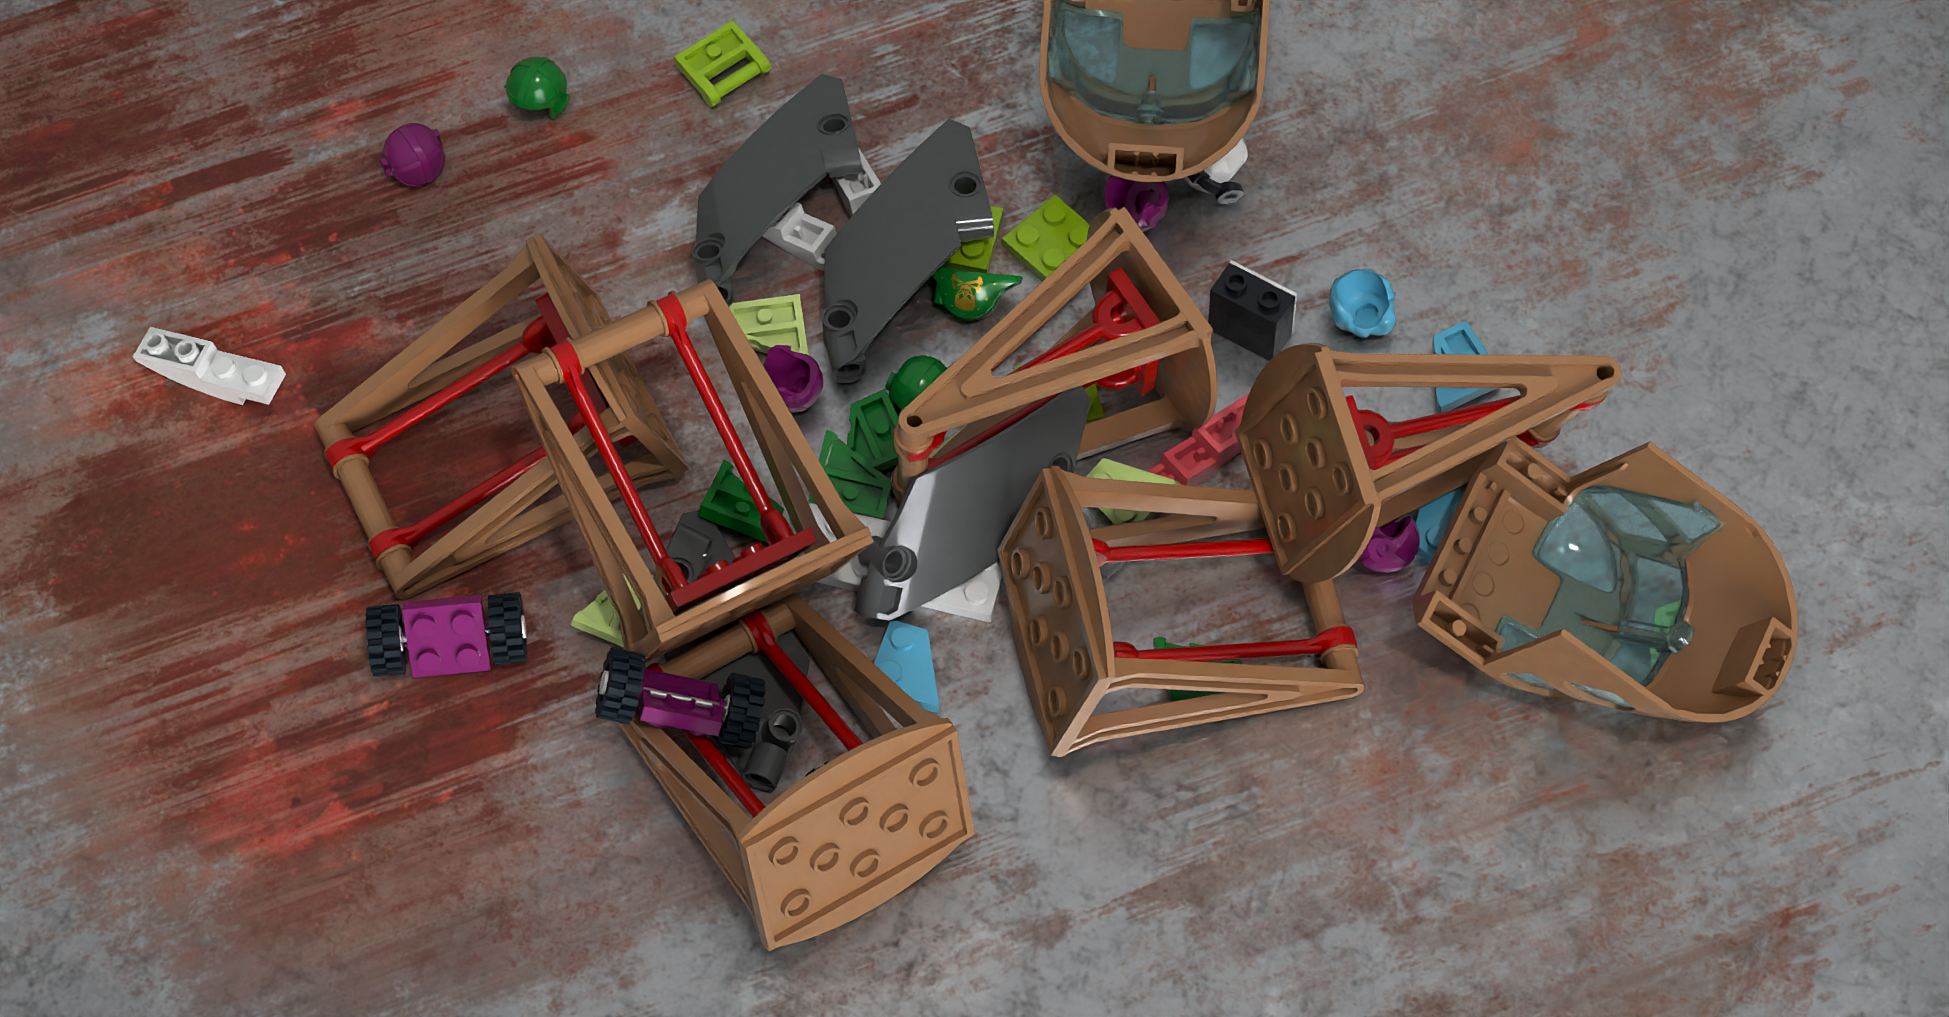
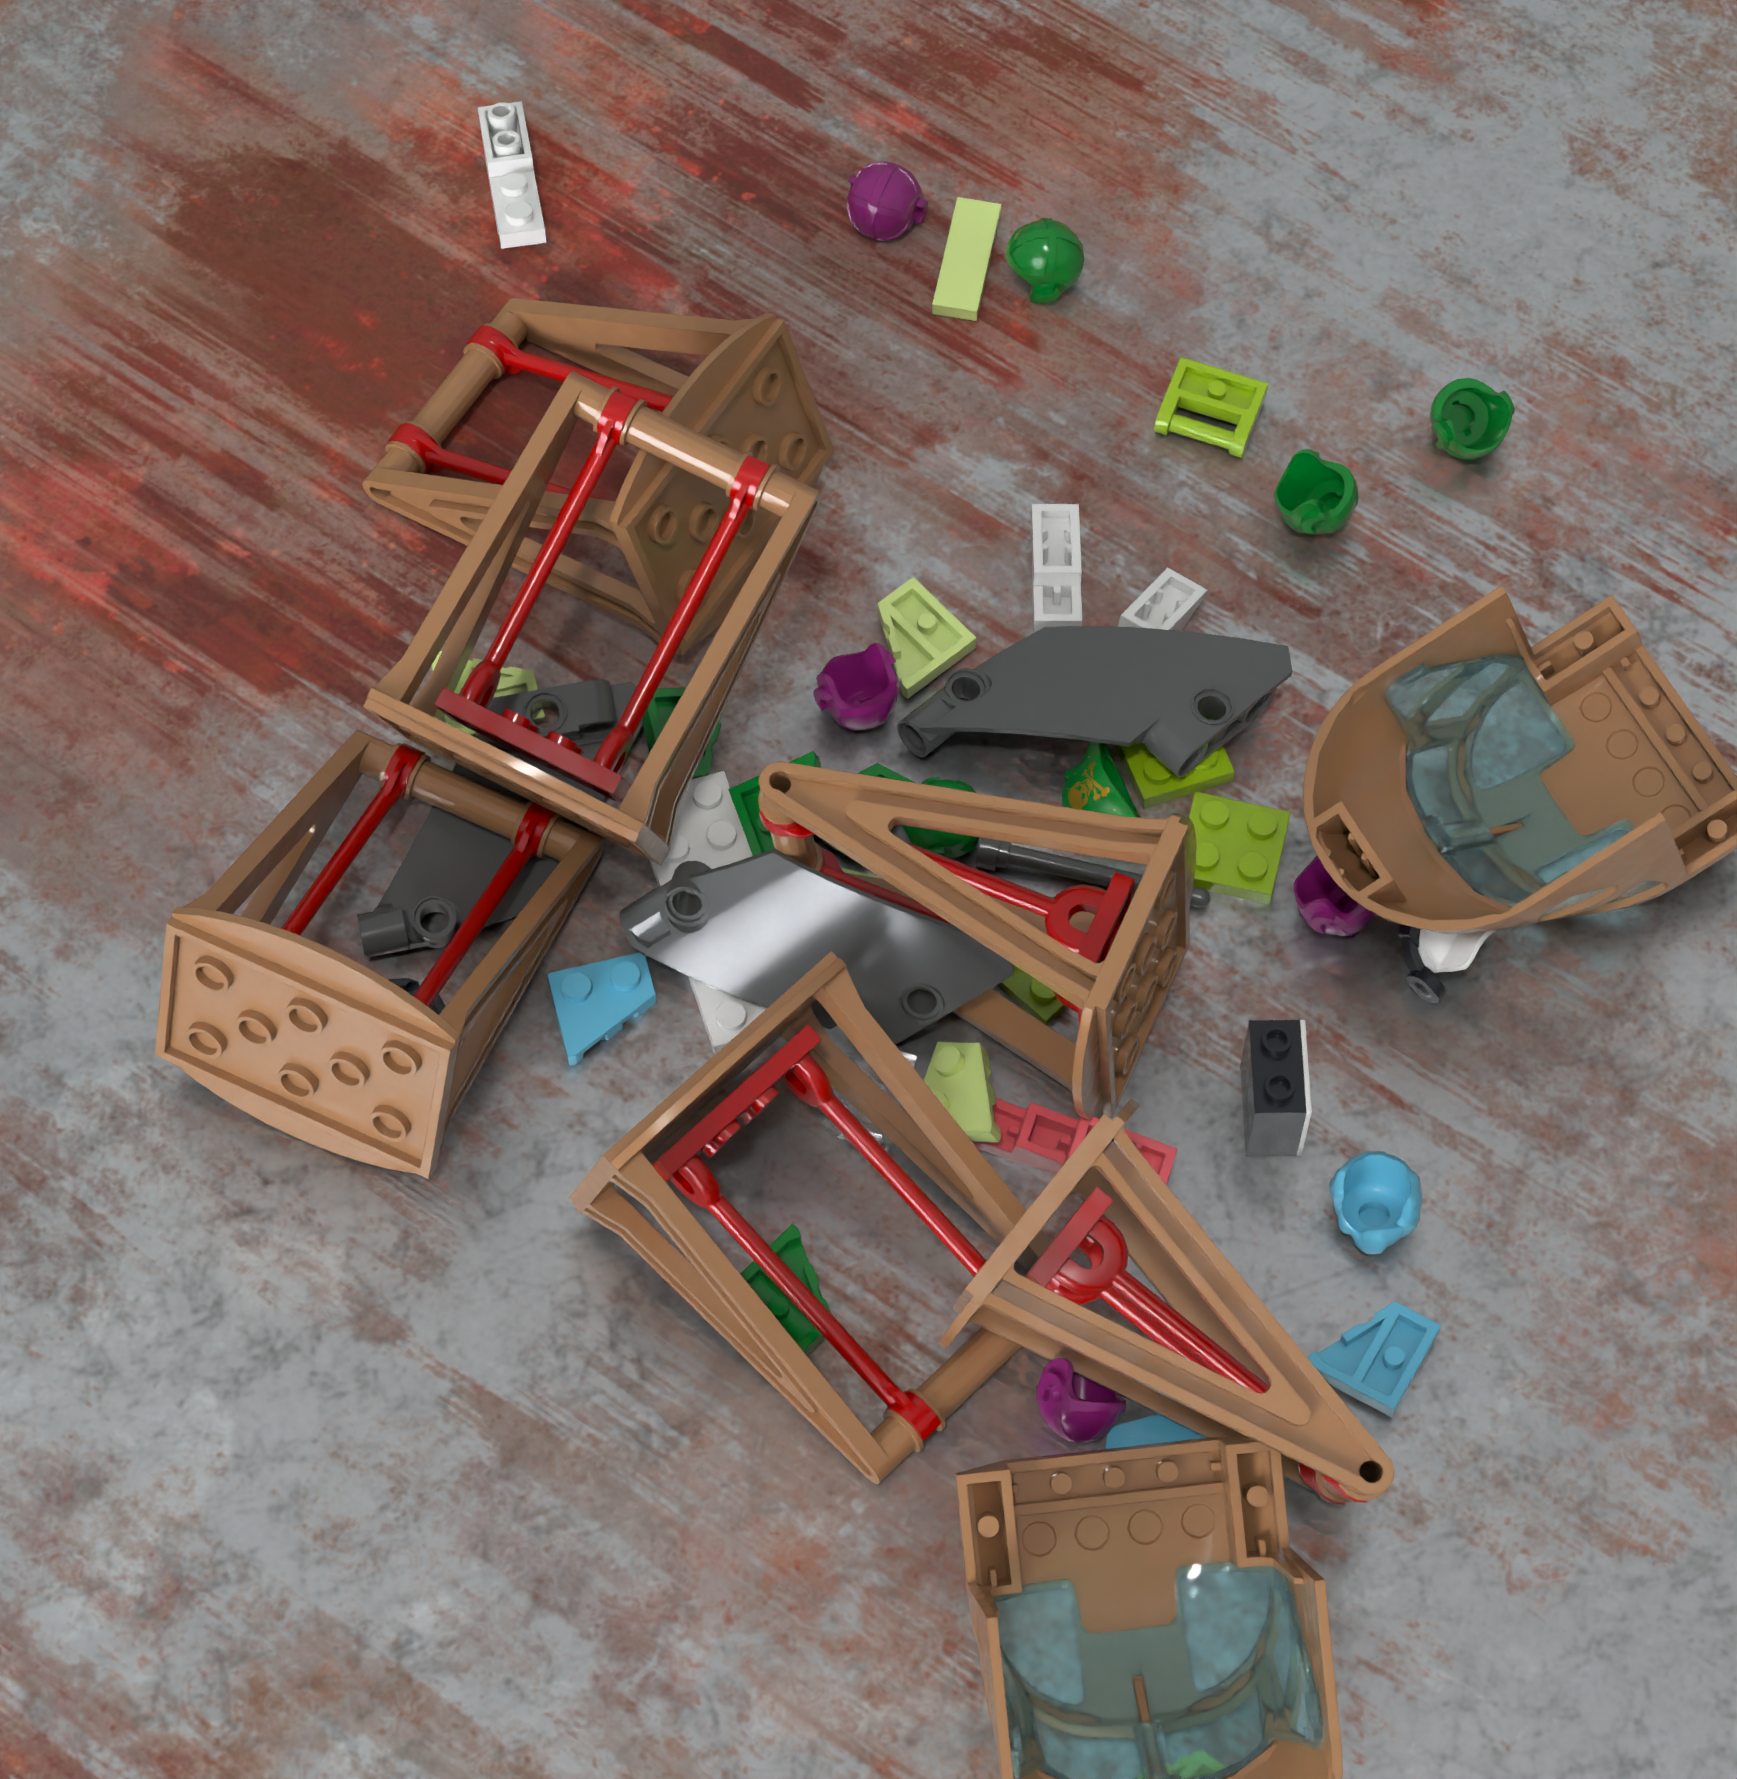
camera: 55 degrees right, 0 degrees up
(446, 635) = (339, 553): plate -> none
(493, 136) = (966, 259): none -> yellowish green tile
(680, 700) = (371, 792): plate -> none
(771, 174) = (1161, 532): dark grey panel -> none
(840, 41) = (1316, 494): none -> green cap

